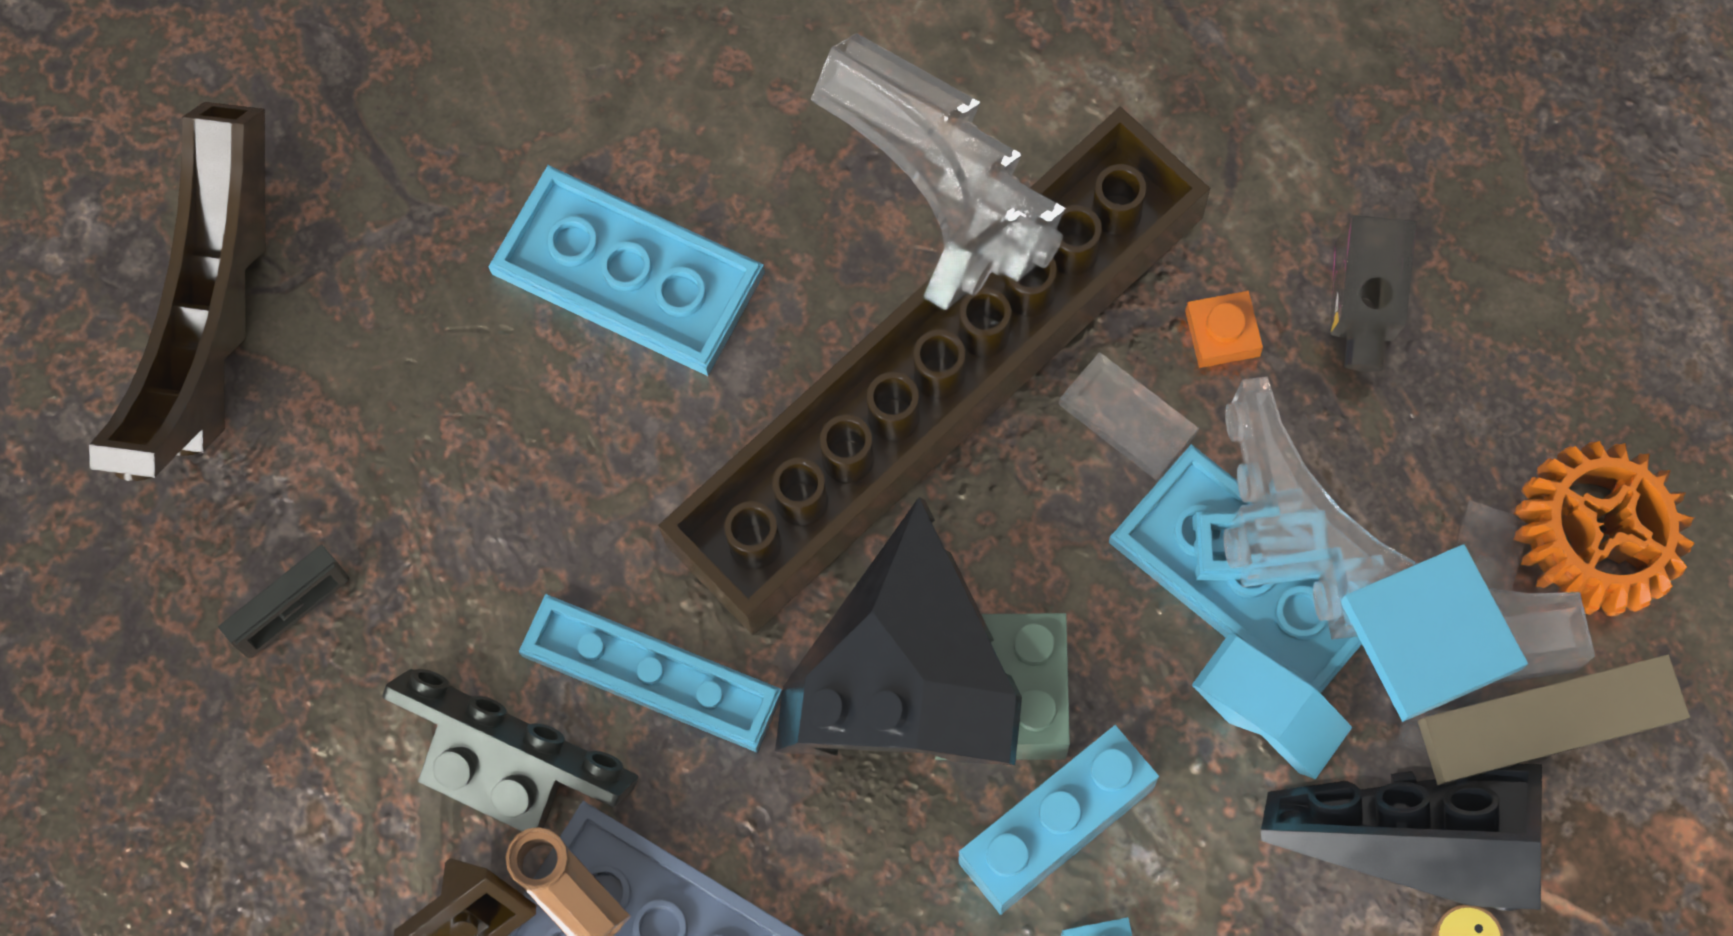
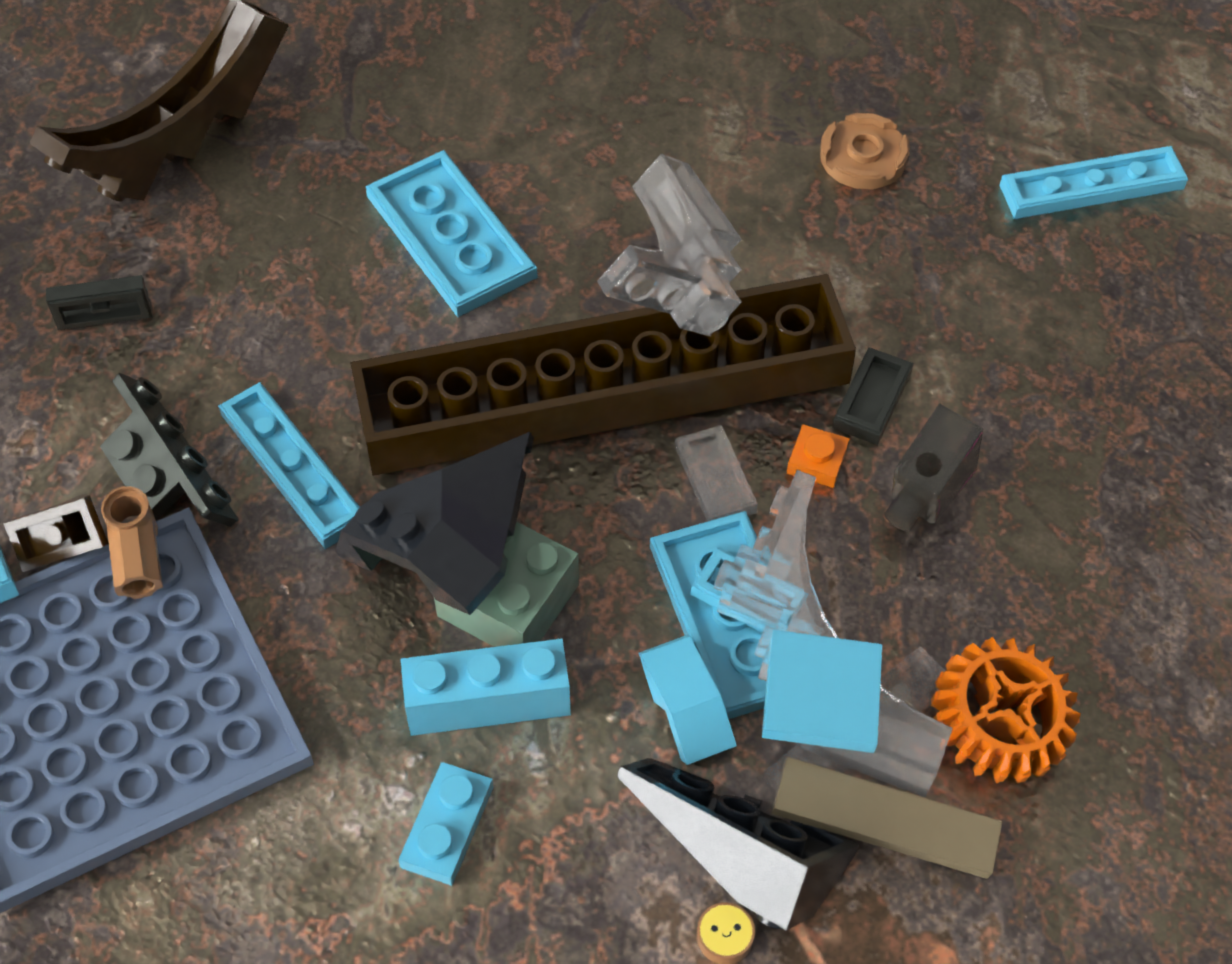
camera: 25 degrees right, 15 degrees down
(1237, 219) = (872, 396): none -> pearl dark grey tile

